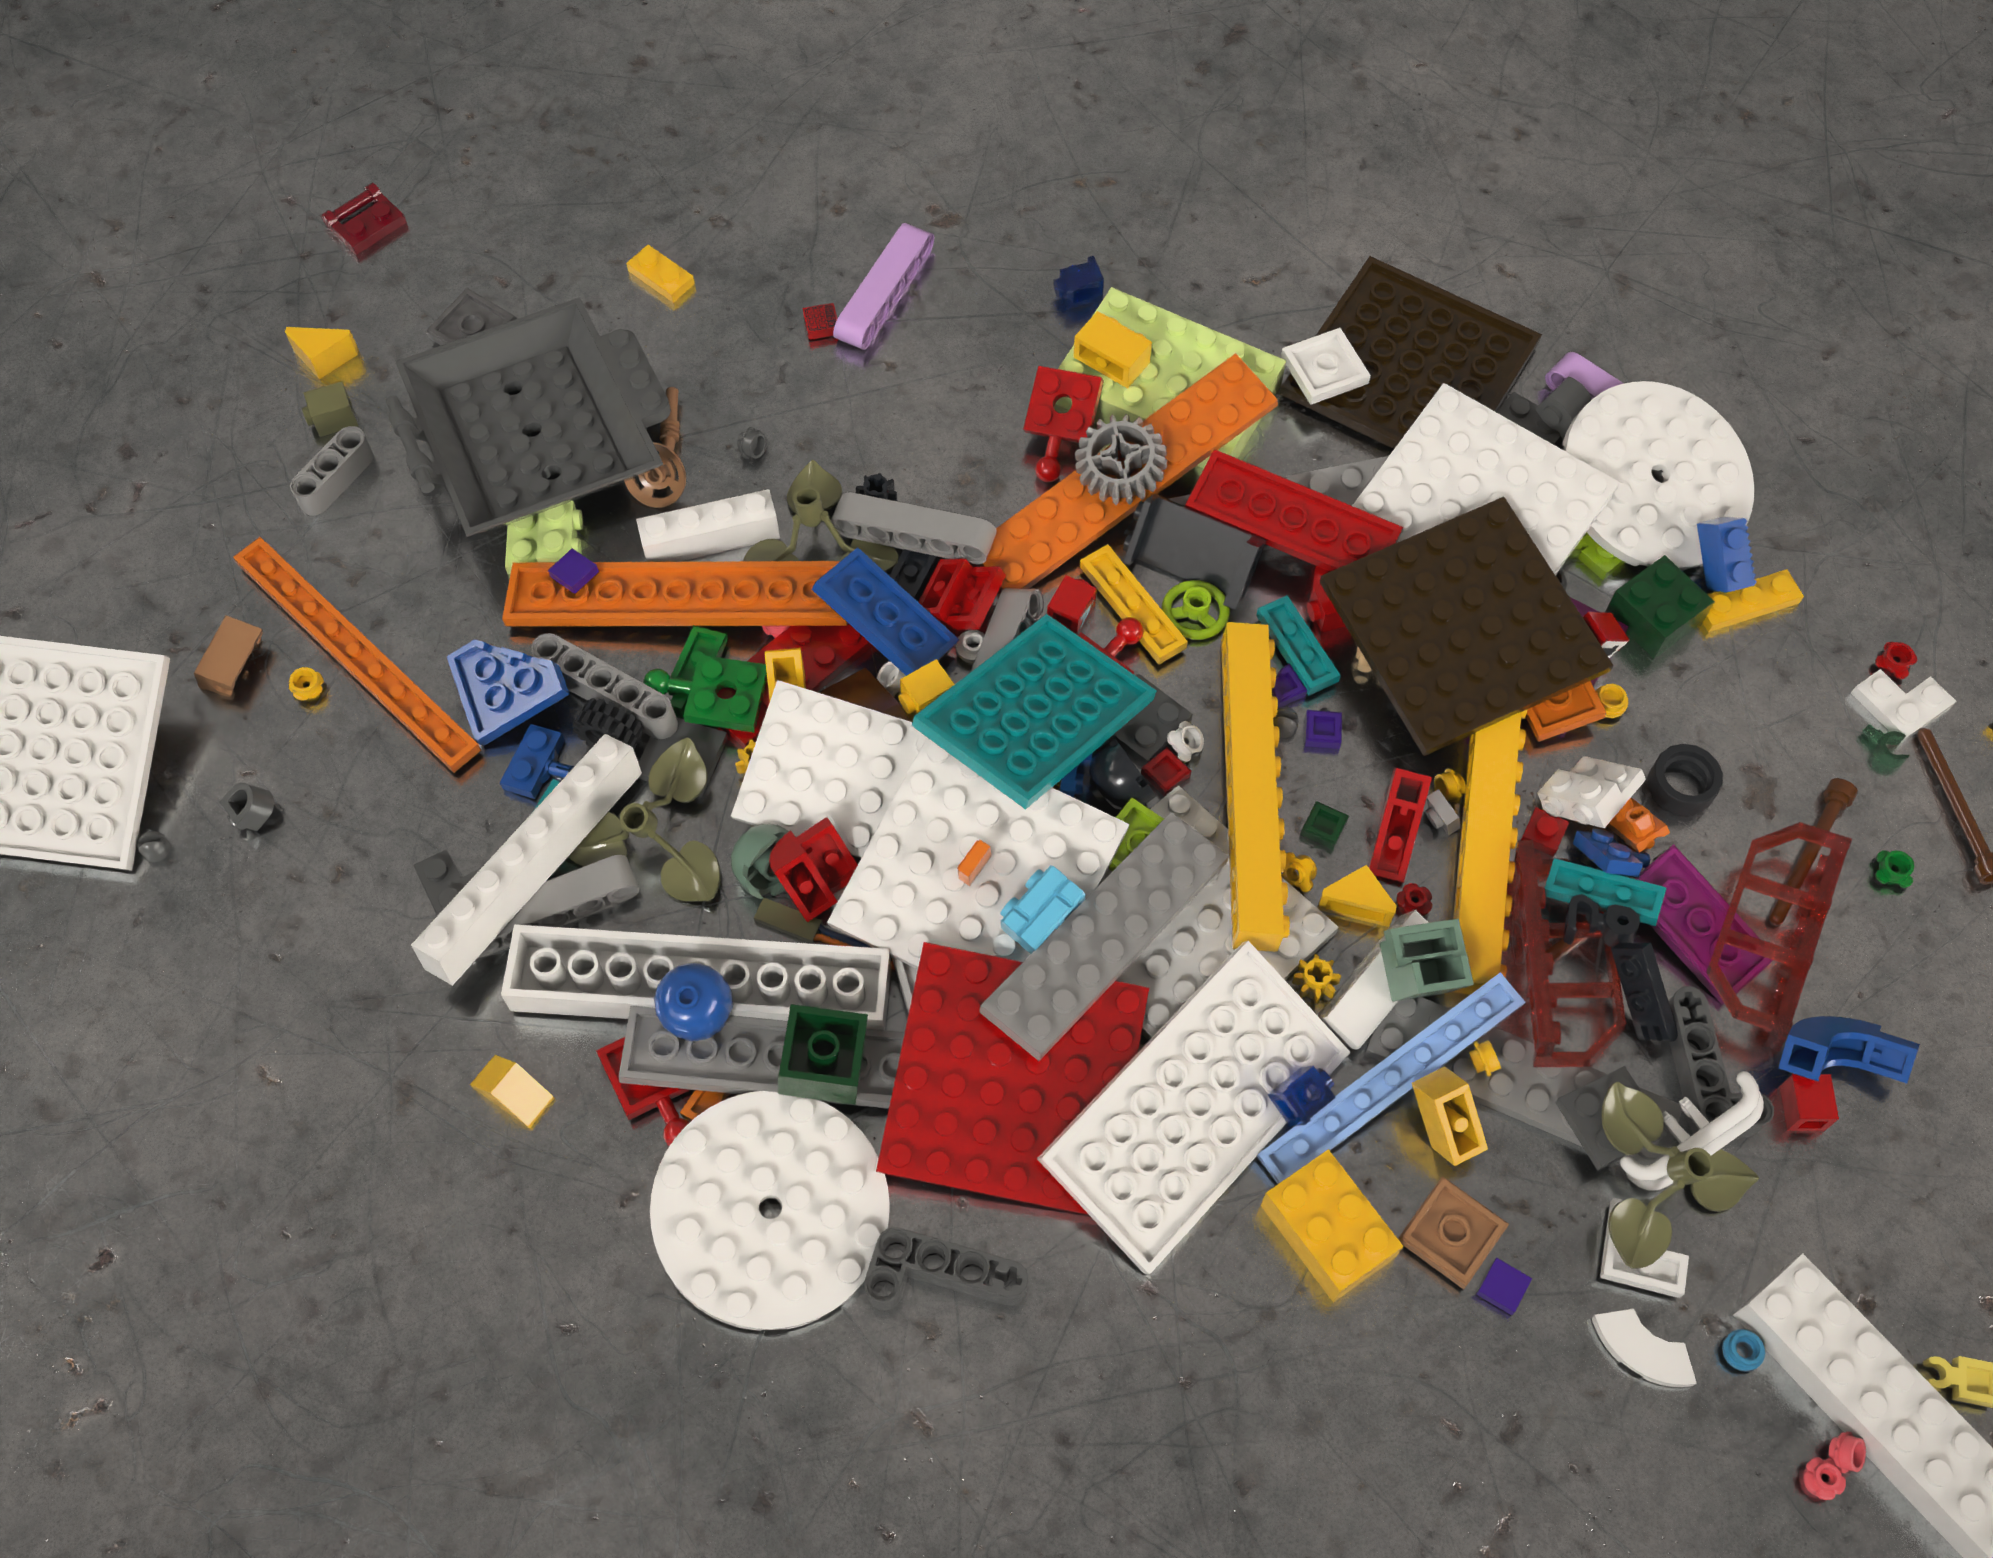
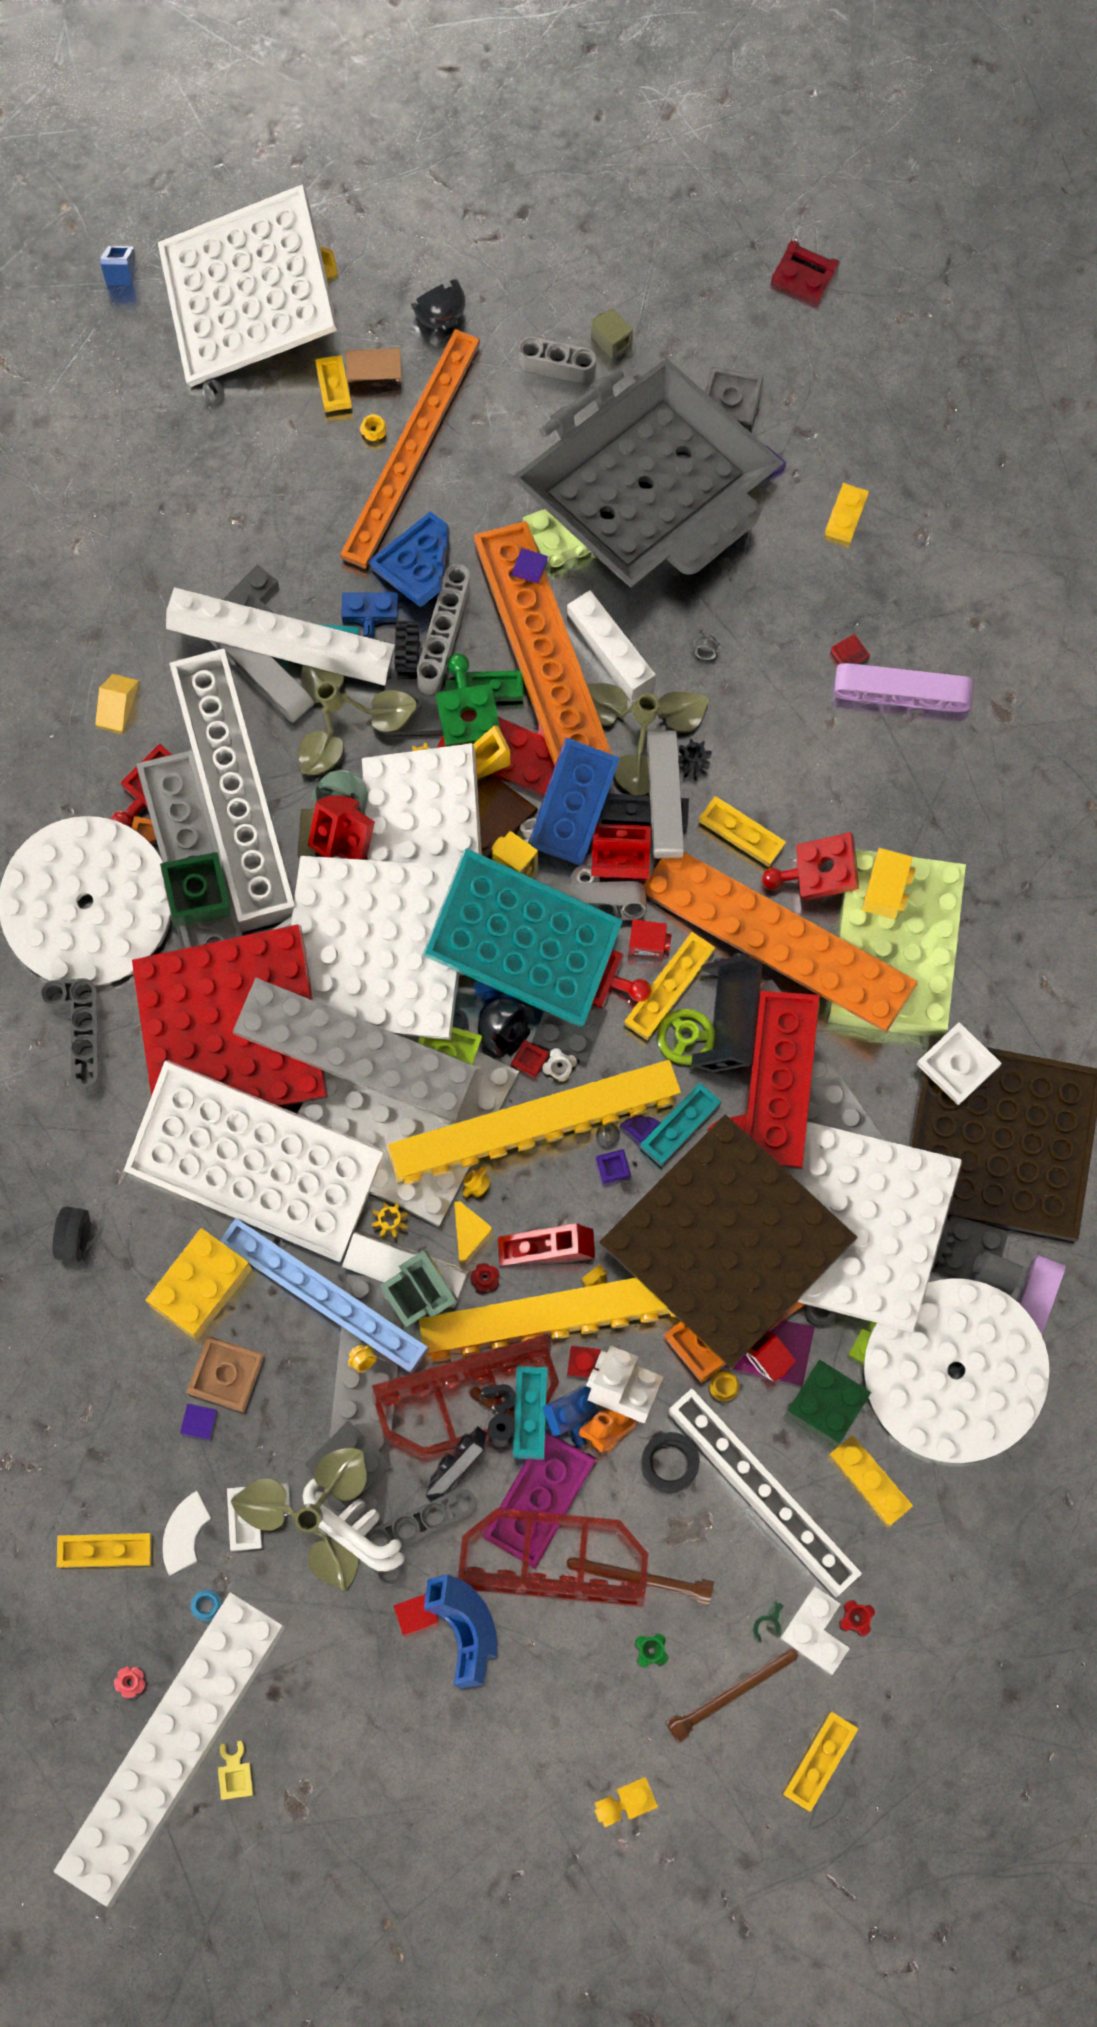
camera: 70 degrees right, 10 degrees up
(197, 560) = (441, 306): none -> black cylinder
(224, 707) = (333, 383): none -> yellow plate
(248, 806) = (260, 436): dark grey plate -> none
(322, 348) = (662, 300): yellow slope -> none
(660, 477) = (648, 589): medium nougat dish -> none
(693, 1001) = (203, 788): blue cylinder -> none
(974, 862) = (370, 935): orange tile -> none
(981, 479) = (742, 831): none -> yellow plate
(1041, 908) = (351, 995): medium azure brick -> none
(1080, 284) = (971, 840): clear blue brick -> none
(1146, 450) = (767, 931): light grey gear -> none
(1218, 1364) = (71, 1234): none -> black tyre
(1292, 1097) = (297, 1230): clear blue brick -> none
(1324, 825) = (527, 1192): dark green tile -> none
(1441, 813) = (566, 1276): light grey plate -> none
(1449, 1115) = (304, 1342): yellow brick -> none
(1646, 1458) = (104, 1550): none -> yellow plate
(1726, 554) = (895, 1444): blue brick -> none
(1746, 695) = (764, 1493): none -> white brick
(1847, 1452) = (151, 1693): coral plate -> none

